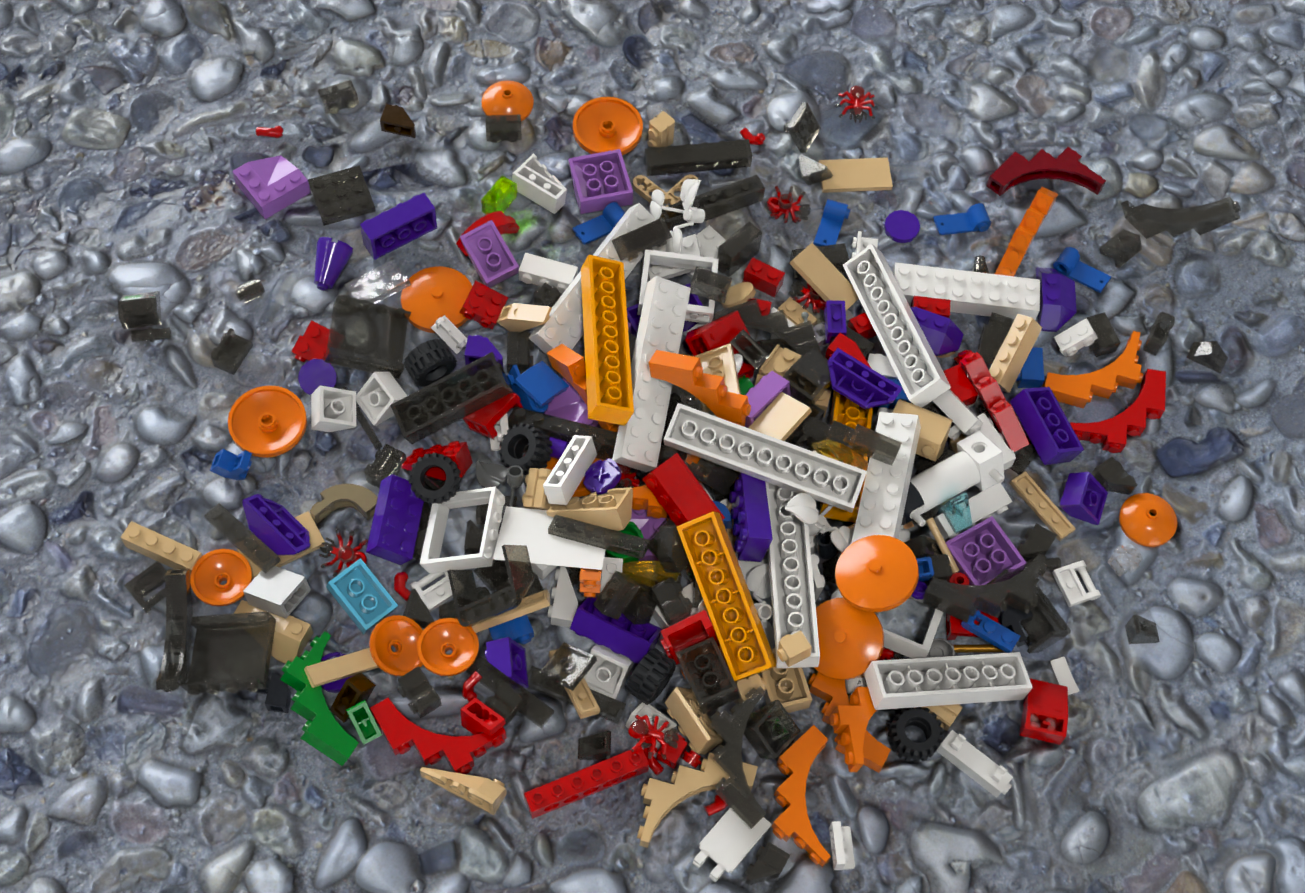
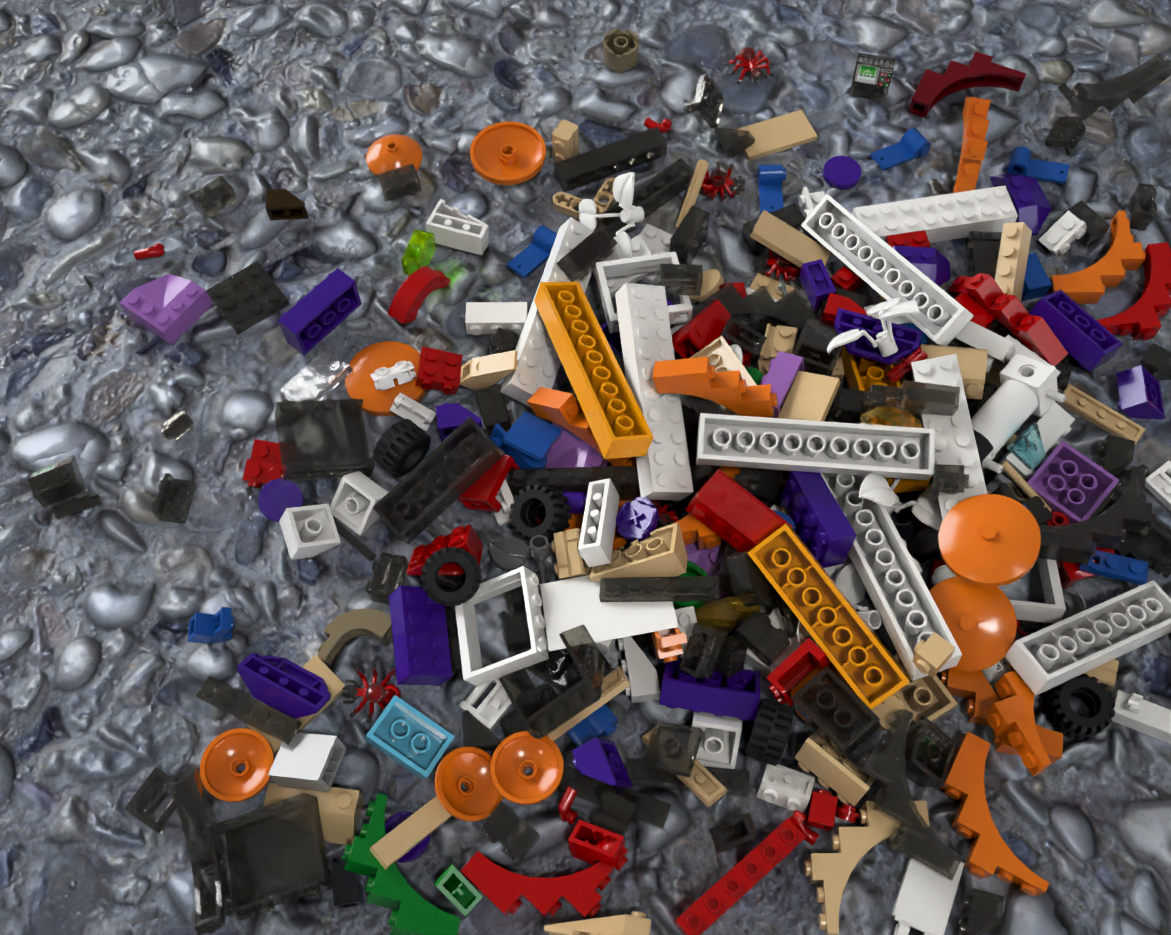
camera: 10 degrees left, 0 degrees up
(159, 547) = (154, 750): tan brick -> none
(267, 421) = (238, 566): orange dish -> none
(330, 261) = (256, 369): dark purple cone -> none
(352, 692) = (433, 861): dark brown slope -> none
(399, 585) = (447, 711): red arm -> none
(451, 297) = (385, 376): none -> white hinge
(489, 254) = (429, 314): medium lavender slope -> none
(600, 180) = (520, 208): medium lavender slope -> none
(648, 734) = (791, 802): animal -> none
(715, 807) = (894, 862): red arm -> none
(742, 57) = (620, 50): none -> dark tan brick
(761, 204) = (693, 190): none -> tan axle
(763, 277) = (725, 259): red brick -> none
(841, 846) = (1051, 866): white bracket -> none
(864, 386) = (885, 339): none -> white plant
(865, 516) = (950, 479): none -> clear smoke brick
(872, 416) = (905, 365): none -> red axle
(961, 145) = (872, 77): none -> clear smoke slope
(976, 648) = (1101, 588): pearl gold bar -> none

